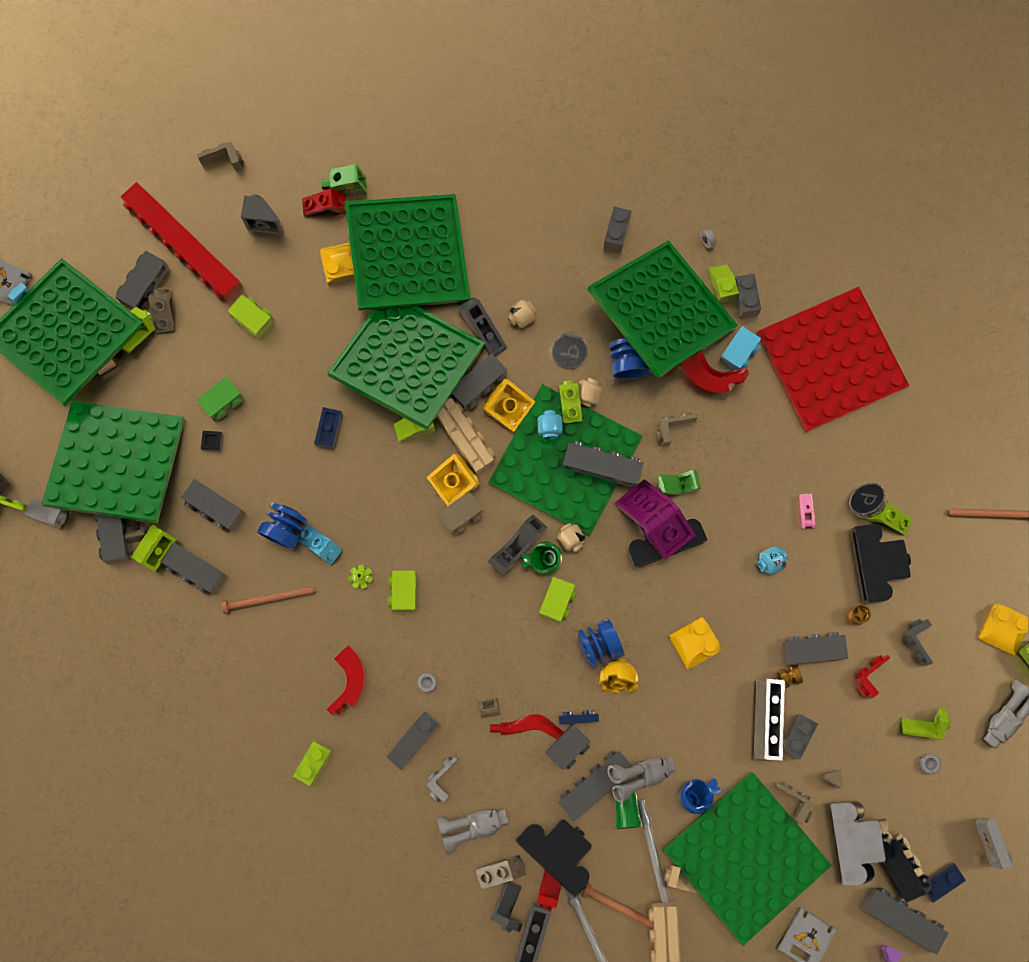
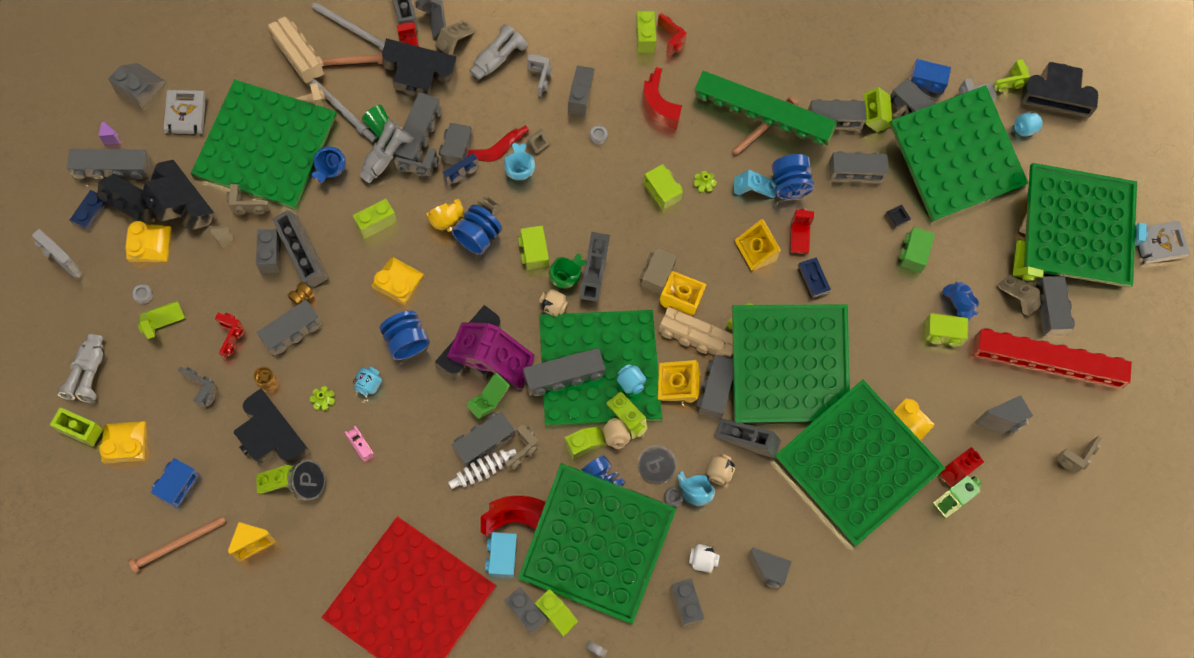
camera: 140 degrees right, 10 degrees down
(25, 454) = (1028, 124): none -> medium azure head
(77, 555) = (930, 76): none -> blue brick
(215, 333) = (963, 299): none -> blue hair
(258, 609) = (765, 108): none -> green brick
(291, 733) = (678, 34): none -> red bracket
(310, 474) = (800, 231): none -> red bracket
(358, 484) = (758, 246): none -> yellow slope
(521, 690) = (519, 164): none -> medium azure hat
(533, 217) = (770, 568): none -> dark grey slope
(552, 309) = (696, 489): none -> medium azure hat
(572, 668) = (489, 204): none -> dark tan slope
(573, 317) = (673, 496): none -> light grey tile
(581, 255) = (704, 558): none -> white head
(600, 743) = (420, 169): none -> dark grey bracket
(618, 401) = (584, 442): none -> lime slope
(685, 713) = (375, 218): none -> lime brick
(702, 452) = (483, 439): none -> dark grey brick
(716, 429) = (482, 468): none -> white piece
(720, 579) = (404, 335): none -> blue wheel
(815, 573) = (322, 398): none -> lime plant
(903, 813) = (147, 242): none -> yellow slope
(938, 474) = (248, 541): none -> yellow slope
(978, 564) = (174, 482): none -> blue brick

